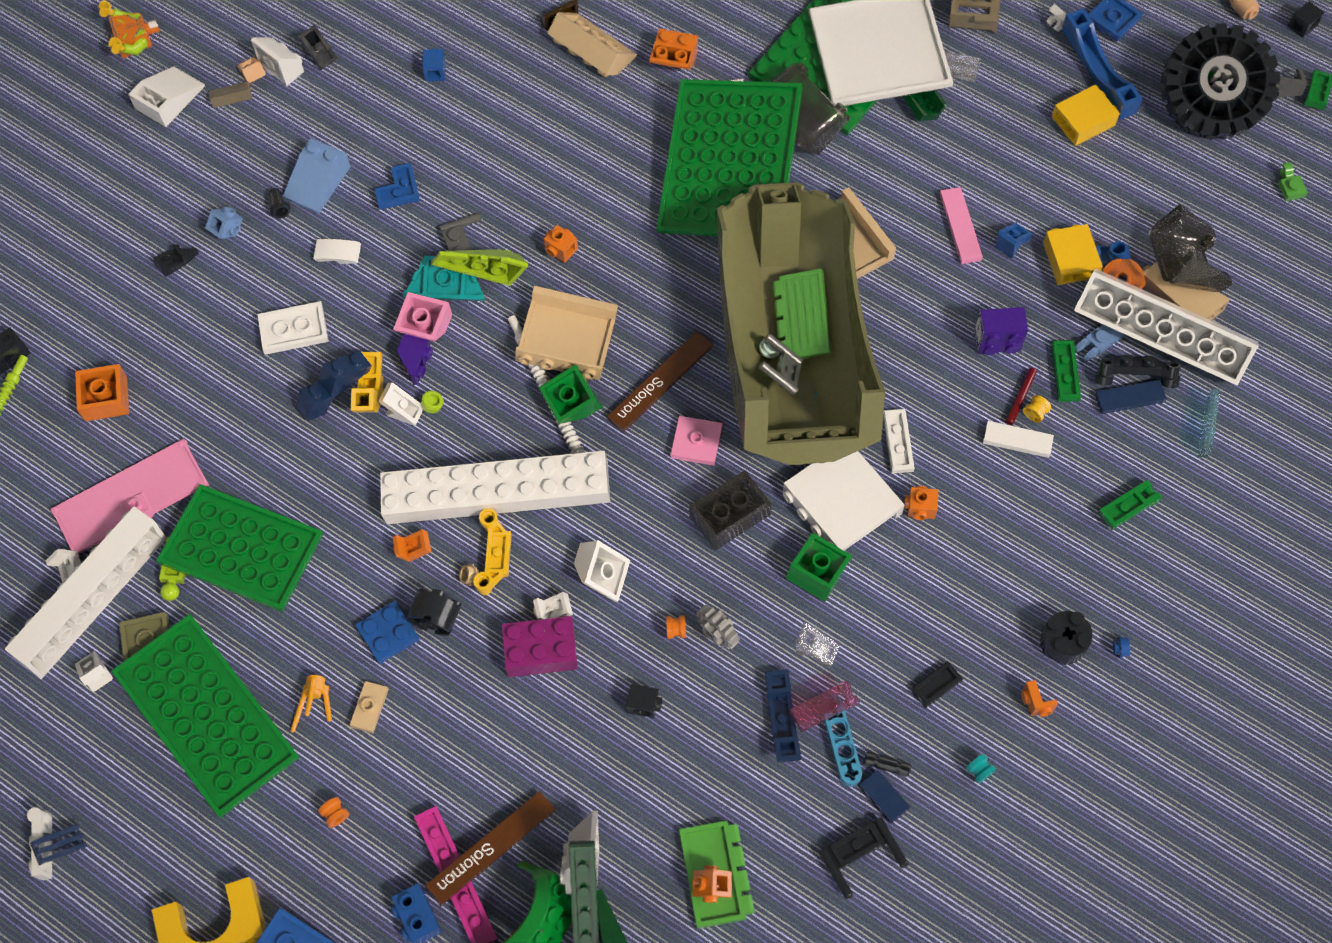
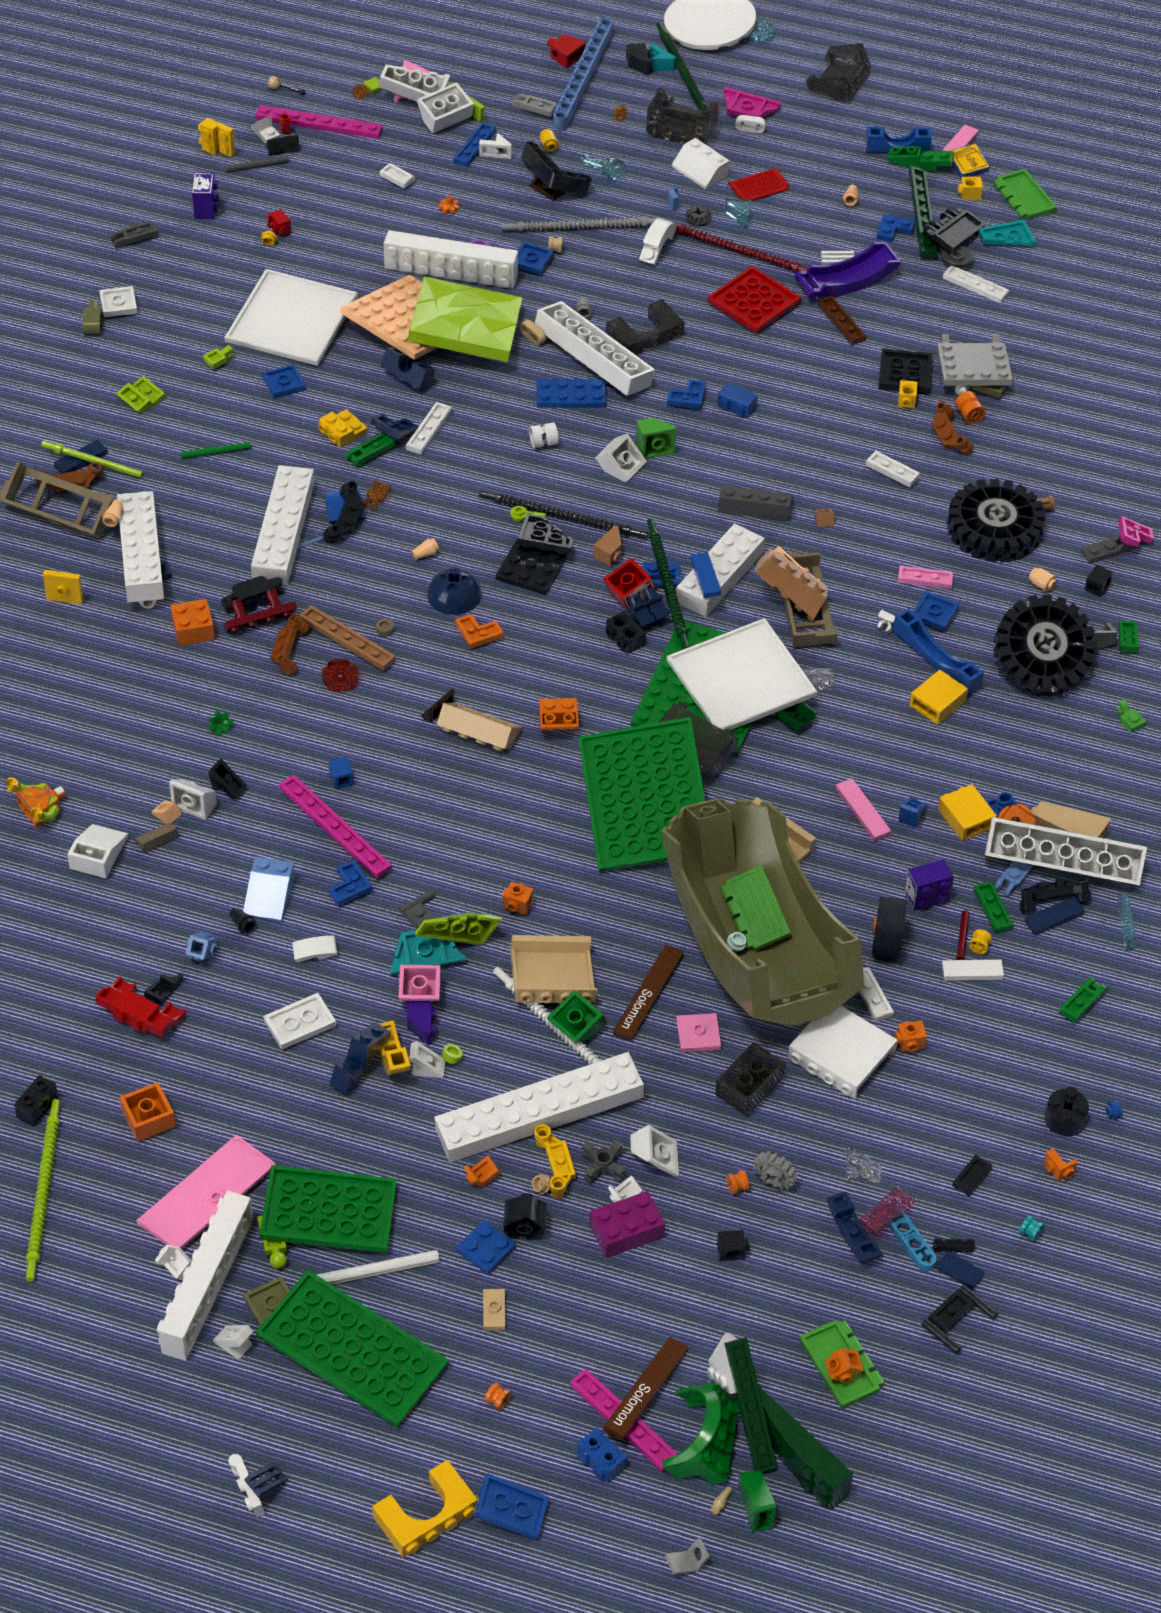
camera: 20 degrees left, 15 degrees down
(137, 281) = (138, 1011): none -> red bracket
(267, 627) = (381, 1267): none -> white axle
(312, 690) = (441, 1306): light orange plant -> none
(408, 123) = (335, 827): none -> dark pink plate
(527, 574) = (603, 1154): none -> dark grey pin
(787, 367) = (756, 950): dark grey plate -> none
(818, 567) = (842, 1105): green slope -> none
(938, 371) = (889, 927): none -> black wheel
(1180, 250) = (1058, 788): clear smoke windscreen -> none

